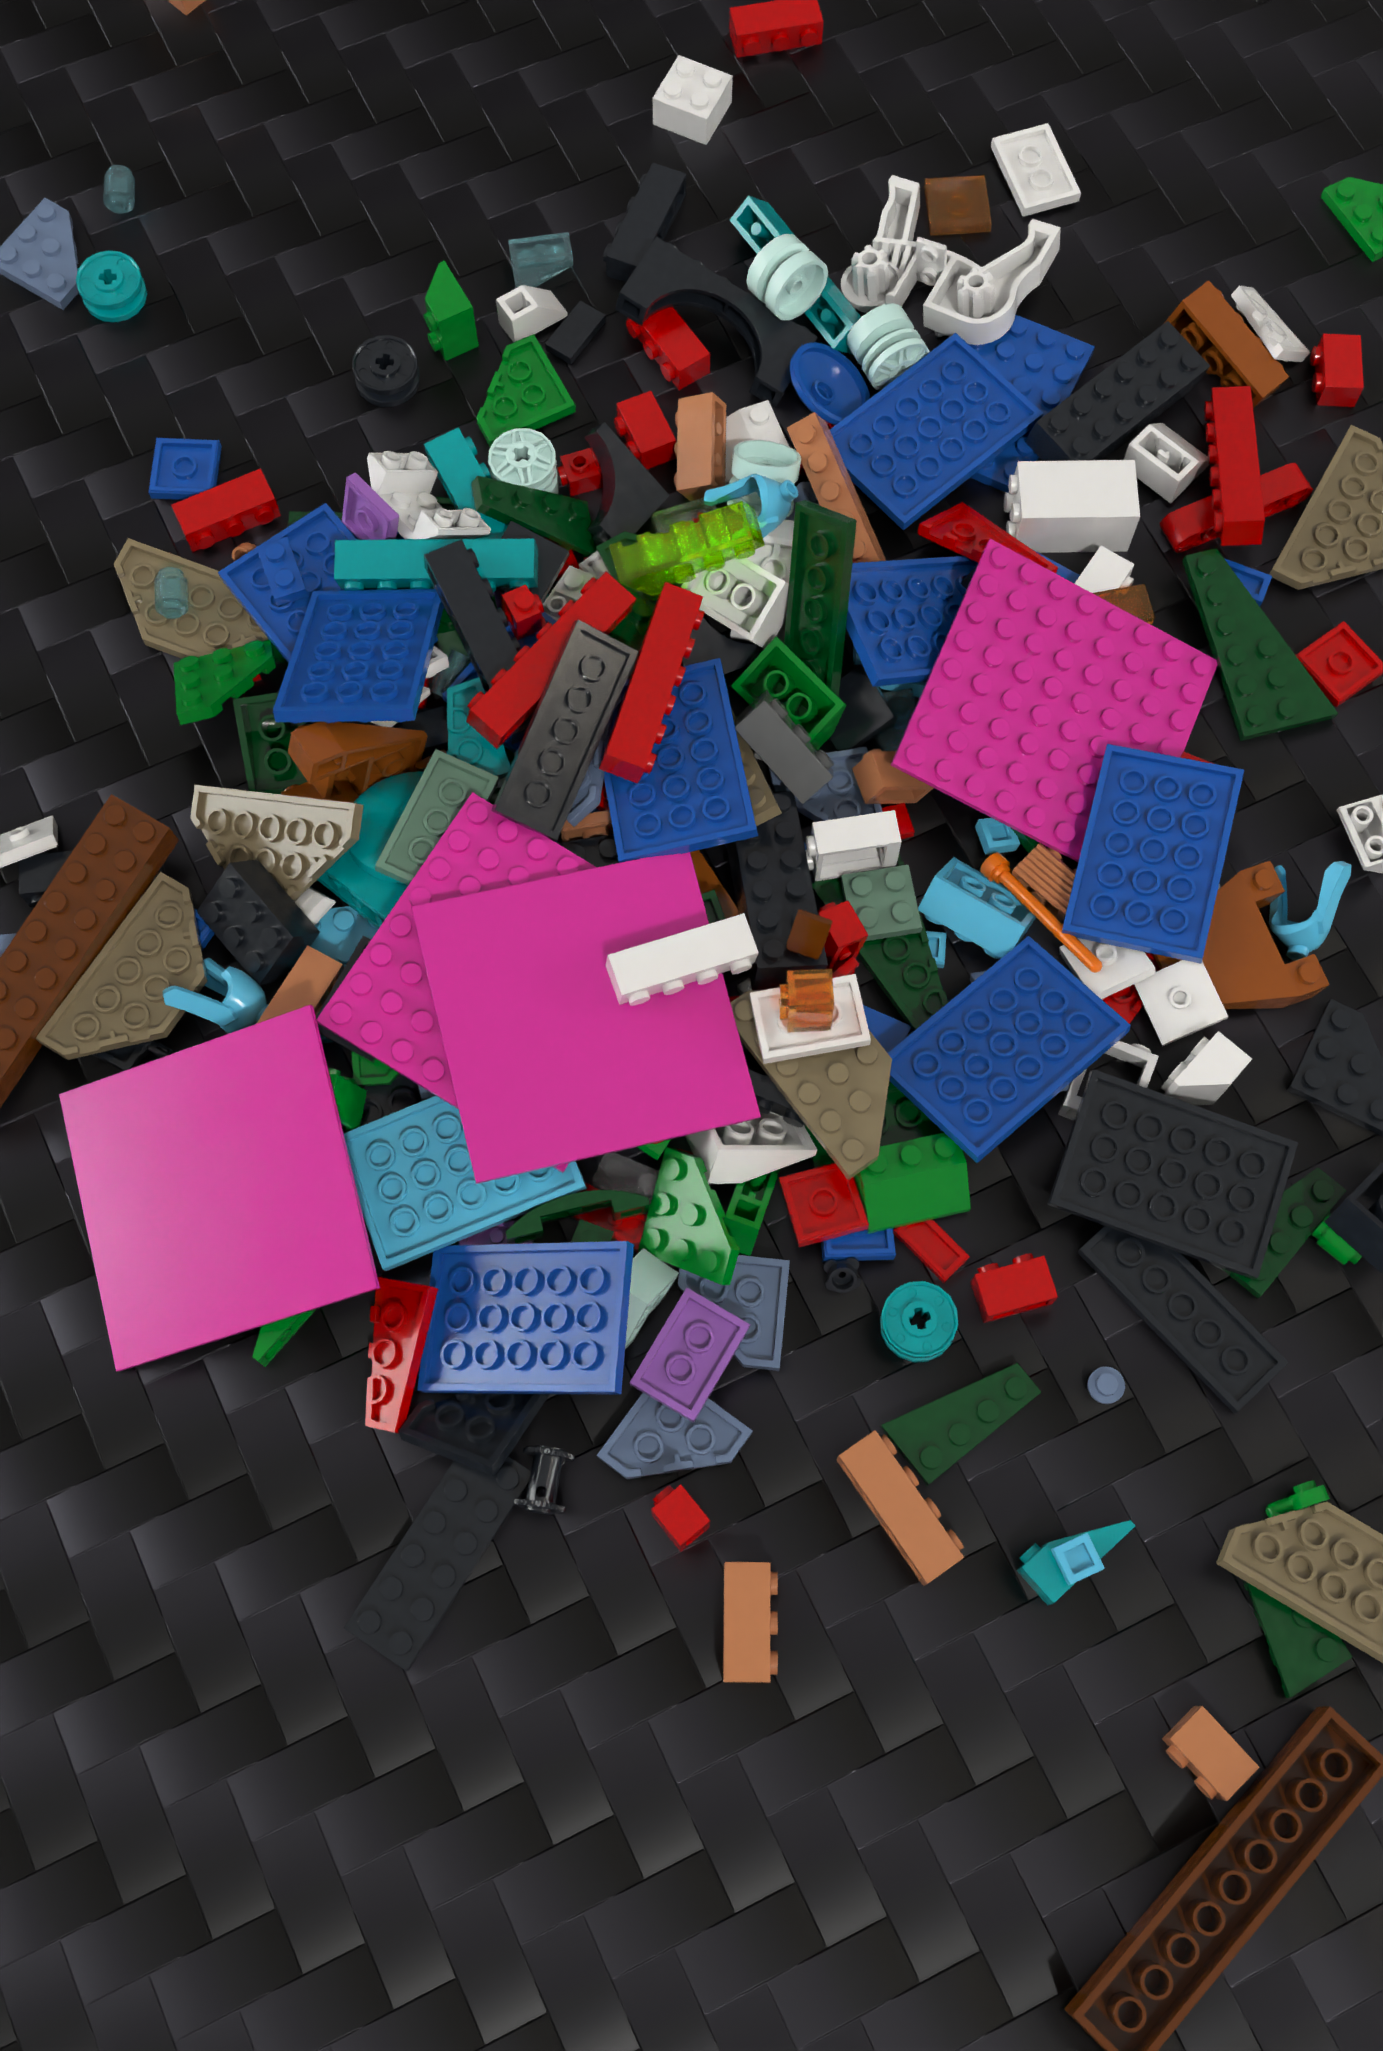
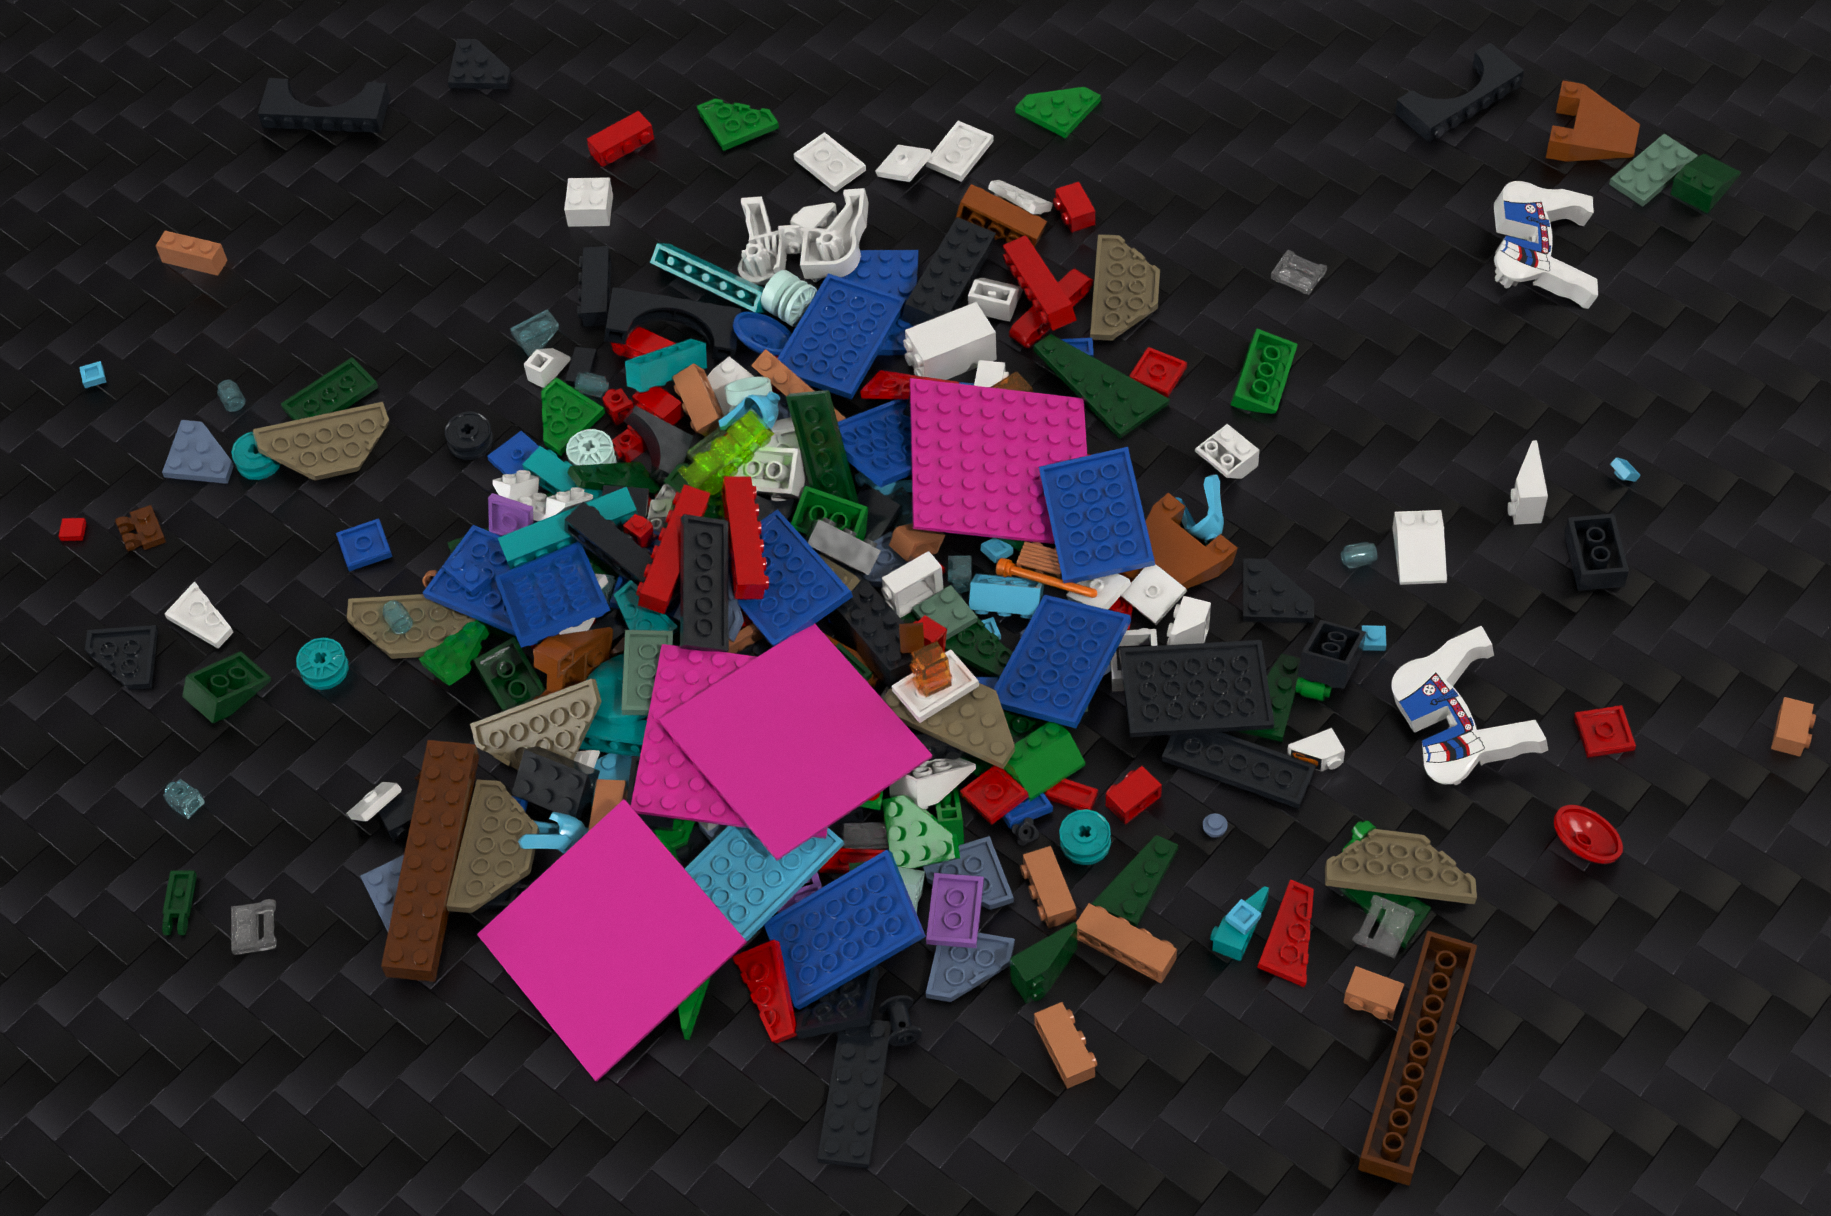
camera: 20 degrees left, 15 degrees down
(54, 615) = (322, 663): none -> teal wheel
(201, 305) = (325, 443): none -> dark tan plate
(226, 510) = (405, 557): red brick -> none
(240, 240) = (331, 392): none -> dark green plate
(432, 419) = (513, 453): none -> blue plate
(449, 315) = (497, 385): green slope -> none
(574, 363) = (591, 384): none -> clear light blue brick
(595, 404) = (615, 402): none -> red brick
(621, 1204) = (868, 845): dark green slope -> none
(674, 375) = (661, 365): none -> teal brick
(679, 1516) = (994, 1001): red brick -> none
(682, 959) = (841, 682): white brick -> none
(763, 1495) = (1041, 964): none -> dark green slope
(787, 277) = (707, 279): light aqua wheel -> none
(833, 1374) = (1048, 887): none -> nougat brick
(931, 849) = (960, 572): none -> clear light blue brick
(938, 62) = (736, 122): none -> green plate
(957, 205) = (788, 199): clear orange tile -> none
(978, 242) = (815, 216): none -> white slope
(1129, 1607) = (1289, 937): none -> red wing
(1134, 211) = (903, 163): none -> white plate
(1218, 223) = (959, 151): none -> white plate
(1281, 1668) = (1391, 929): none -> clear plate
(1303, 1342) = (1319, 749): none -> white slope

